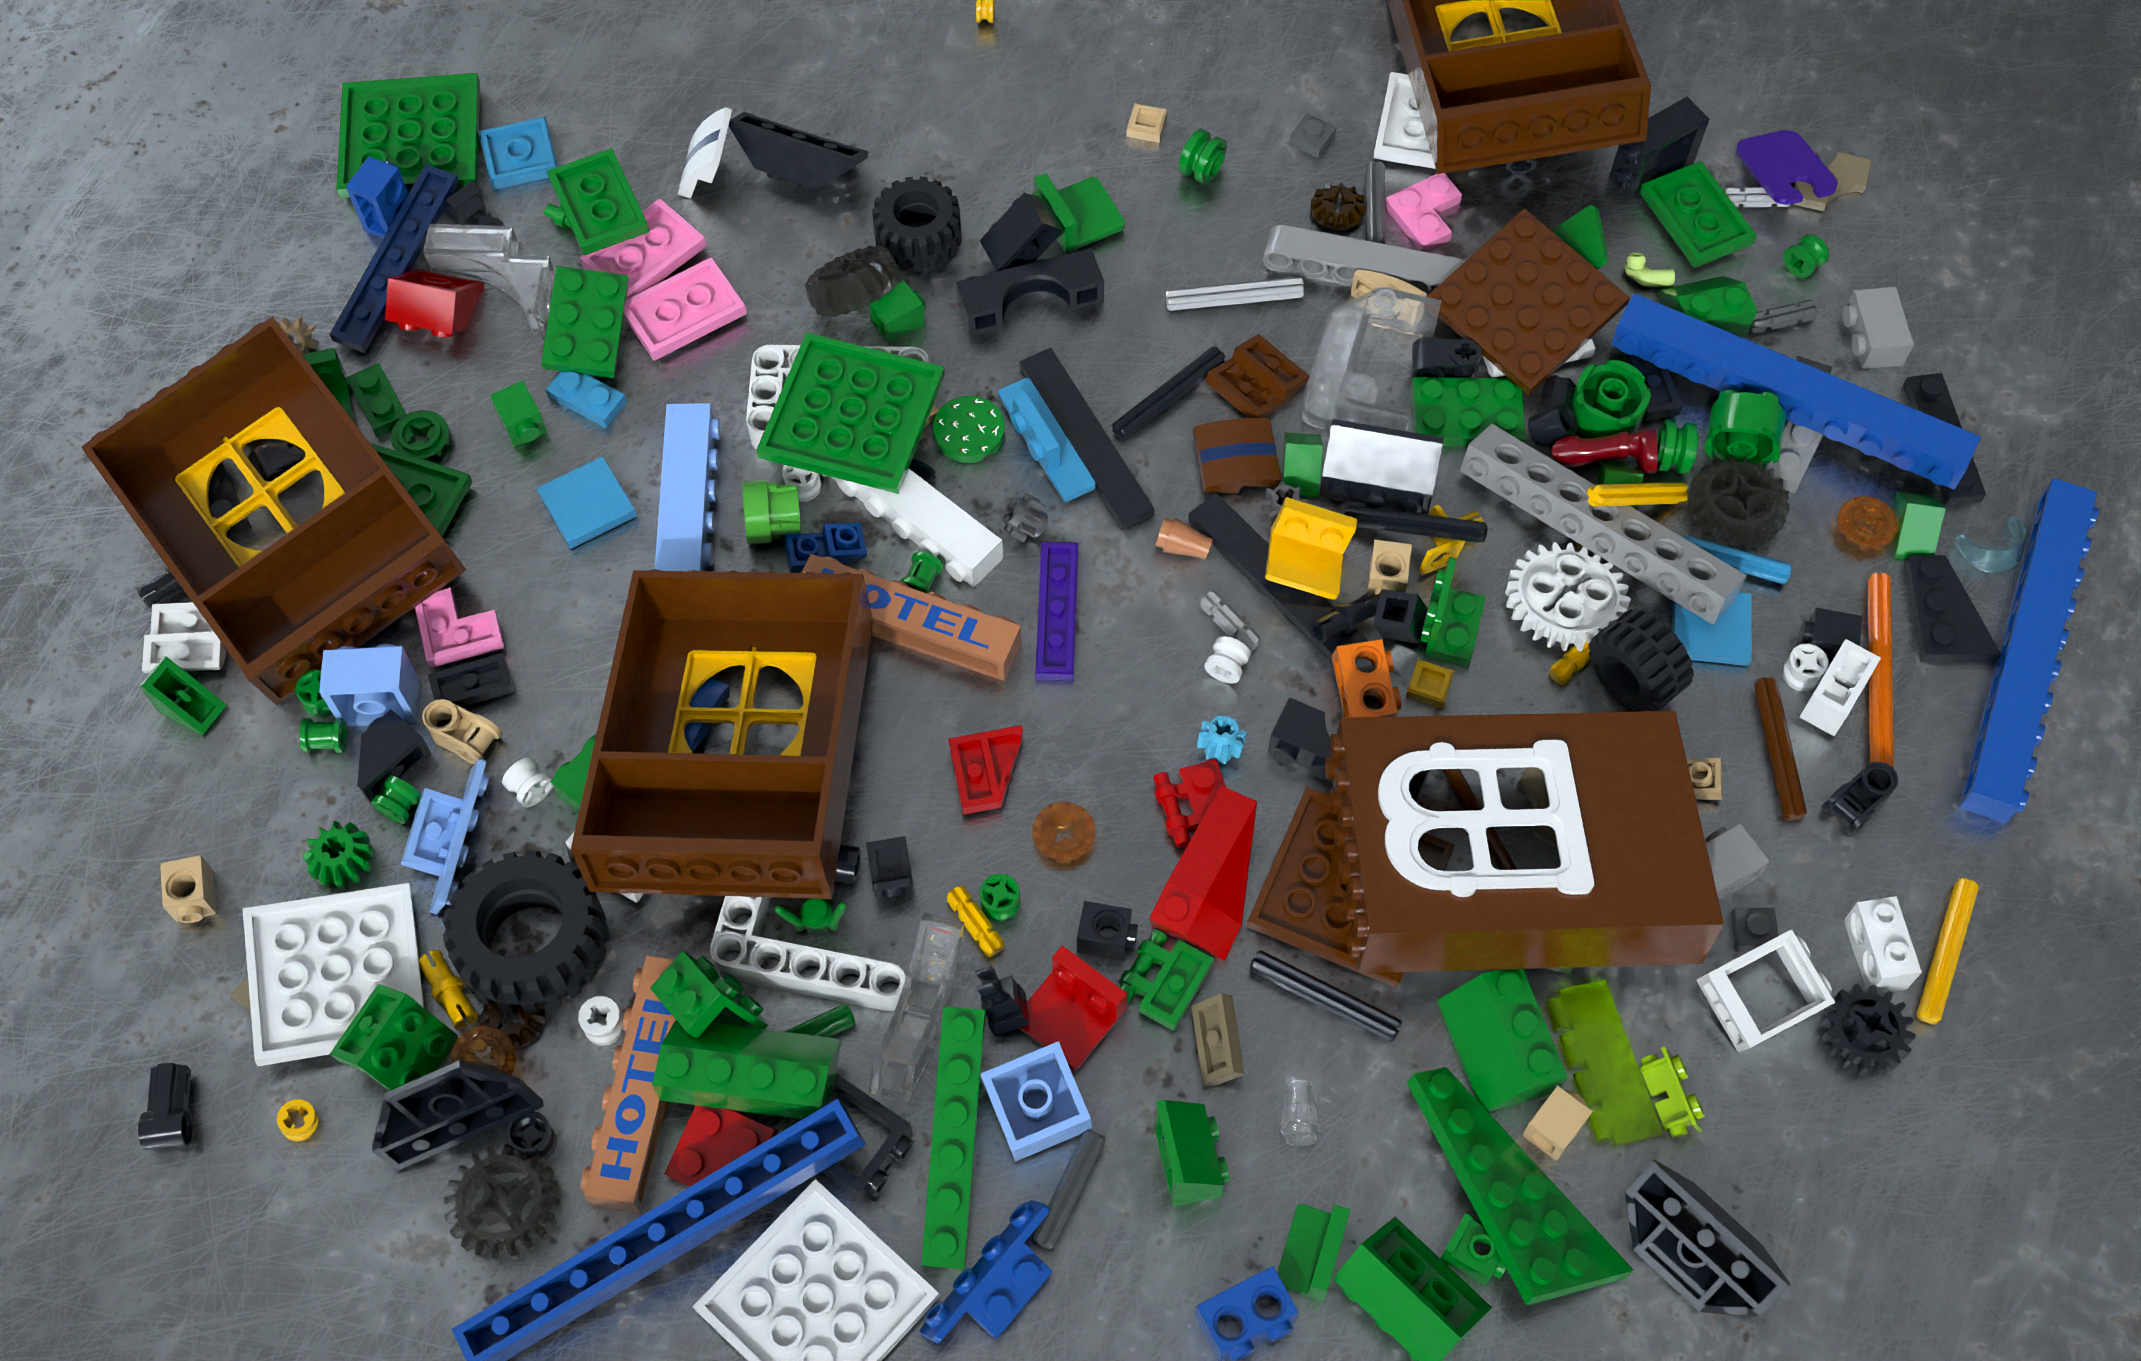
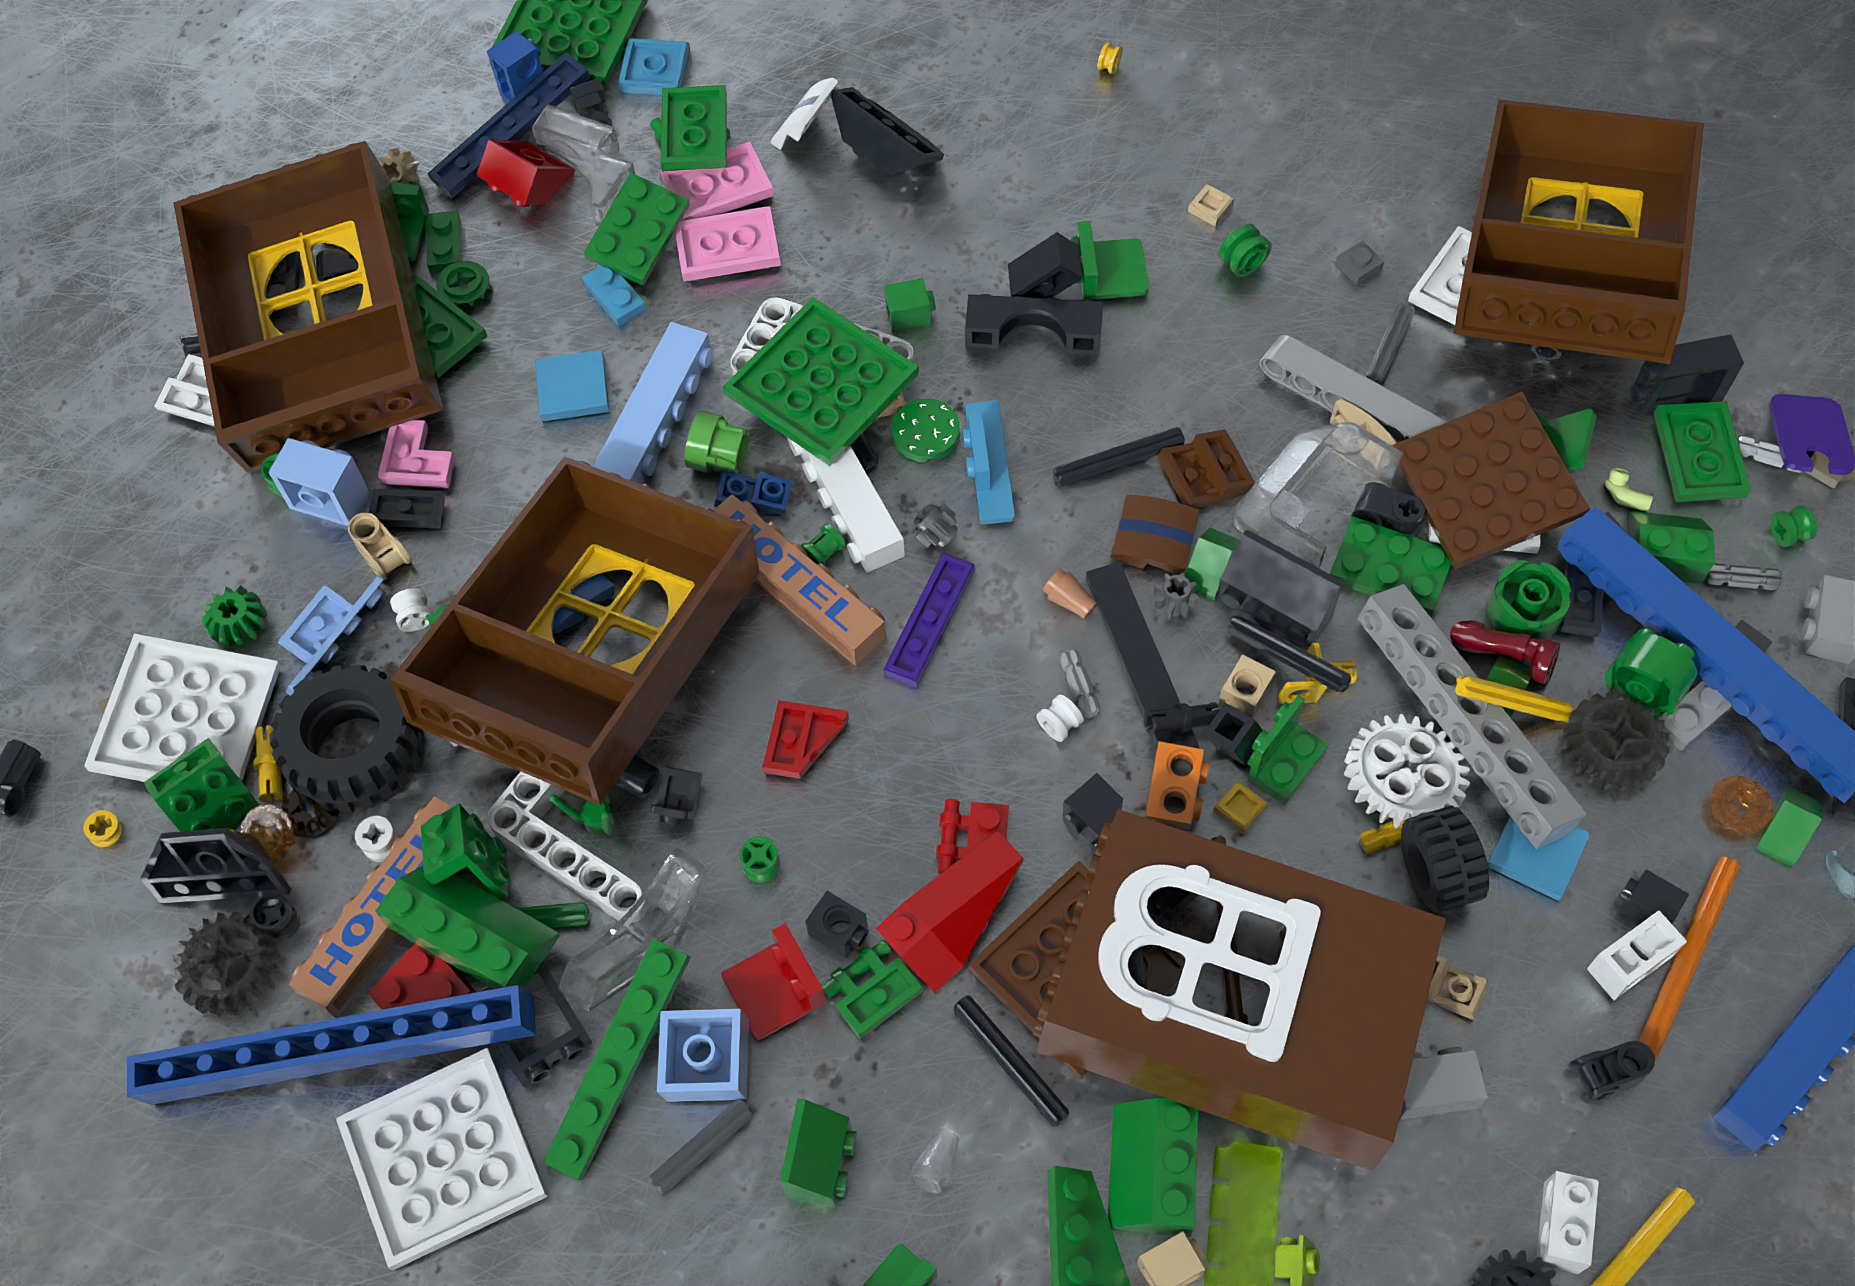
camera: 25 degrees right, 0 degrees up
(181, 696) = (173, 438): green slope -> none
(182, 875) = (101, 590): tan brick -> none
(323, 735) = (269, 511): green bush -> none
(388, 750) = (309, 547): black slope -> none
(396, 799) = (300, 586): green wheel -> none
(518, 413) = (548, 290): green brick -> none
(810, 482) = (757, 436): white wheel -> none
(852, 281) = (877, 265): clear smoke gear -> none
(915, 202) = (959, 212): black tyre -> none
(975, 921) = (730, 872): yellow axle -> none
(998, 1282) = (600, 1206): blue bracket -> none
(1002, 1001) = (716, 953): black piece -> none
(1063, 815) = (849, 806): clear orange gear -> none
(1112, 476) = (1026, 474): black tile -> none
(1217, 1039) = (892, 1062): dark tan plate -> none
(1221, 739) = (1020, 788): medium azure gear -> none
(1234, 293) = (1220, 385): axle -> none
(1308, 548) = (1178, 642): yellow bracket -> none
(1349, 215) = (1360, 346): dark brown gear -> none
(1418, 208) = (1428, 361): bright pink plate -> none
(1555, 412) = (1472, 596): black piece -> none
(1677, 446) = (1577, 666): green wheel -> none
(1733, 1012) = (1386, 1230): white window -> none
(1745, 561) = (1595, 797): dark azure axle -> none
(1753, 927) = (1450, 1157): dark grey plate -> none
(1780, 749) = (1553, 993): reddish brown axle -> none
(1805, 658) = (1613, 913): white wheel -> none
(1944, 615) = (1781, 922): black wing -> none

